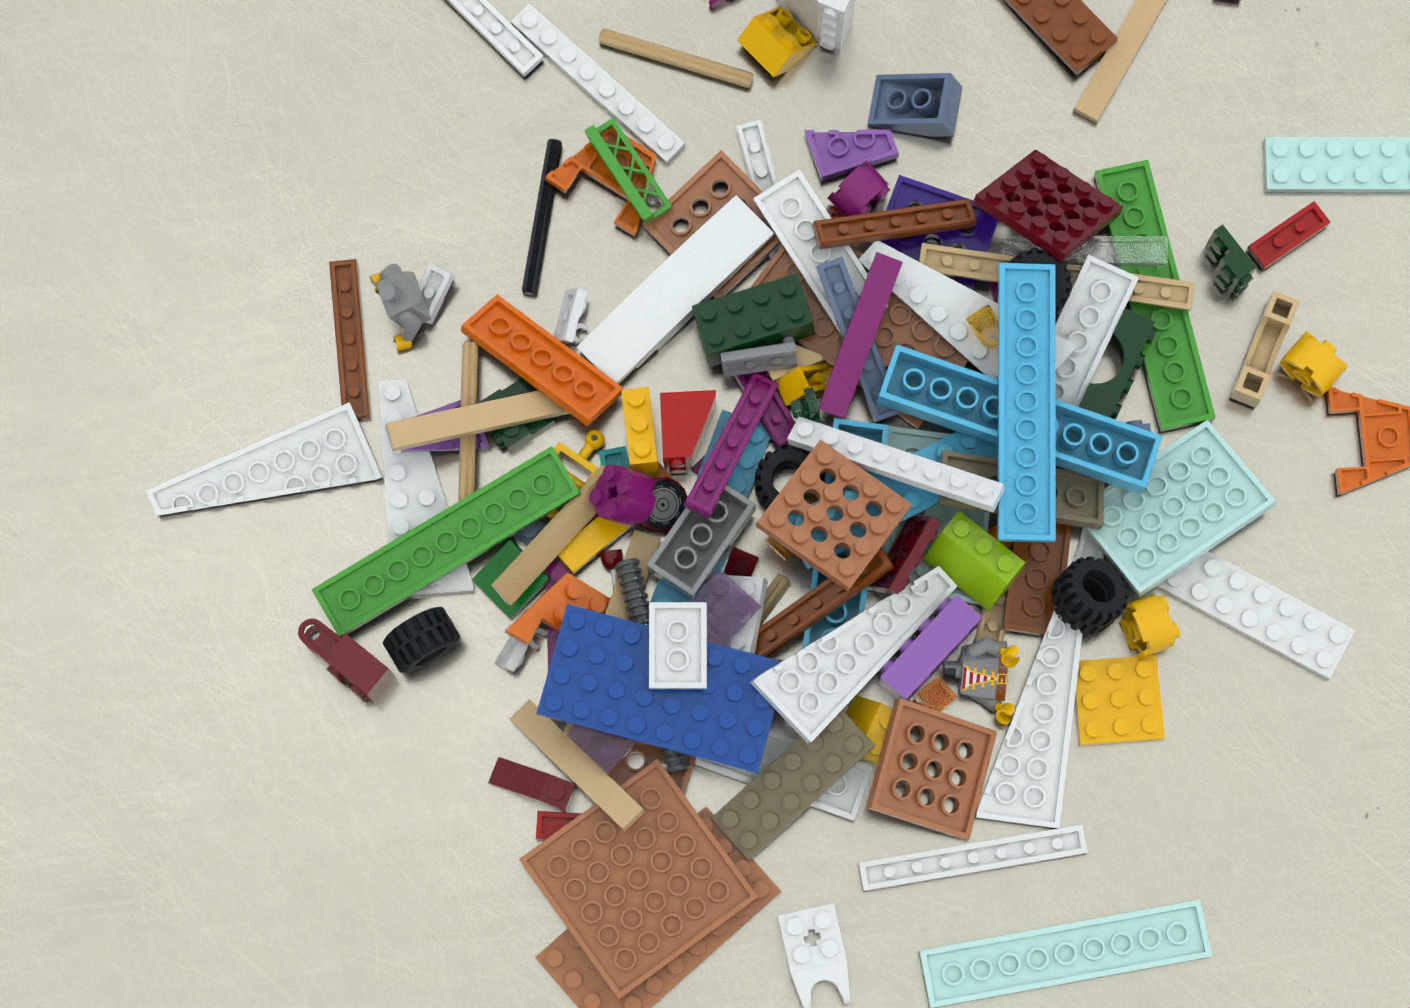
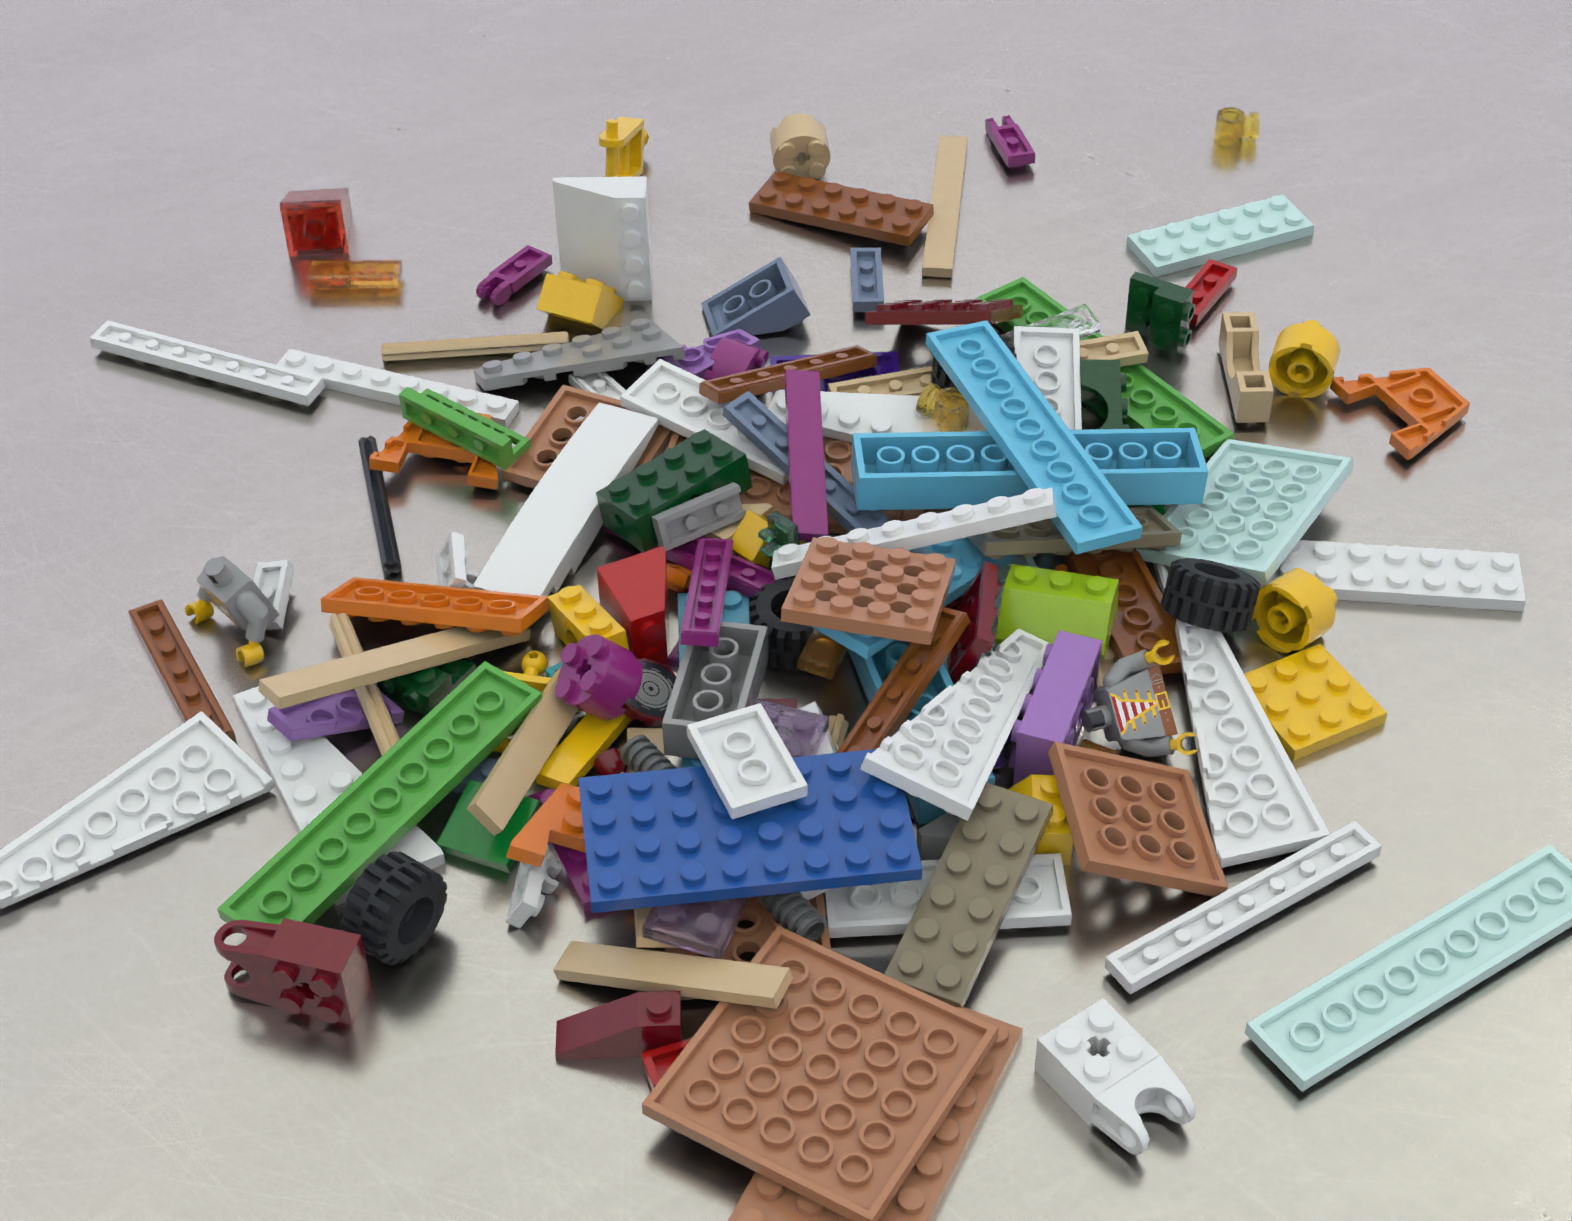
camera: 25 degrees left, 35 degrees down
(728, 393) = (678, 577): none -> orange plate
(762, 112) = (584, 355): none -> light grey wing
(1021, 105) = (866, 278): none -> sand blue plate

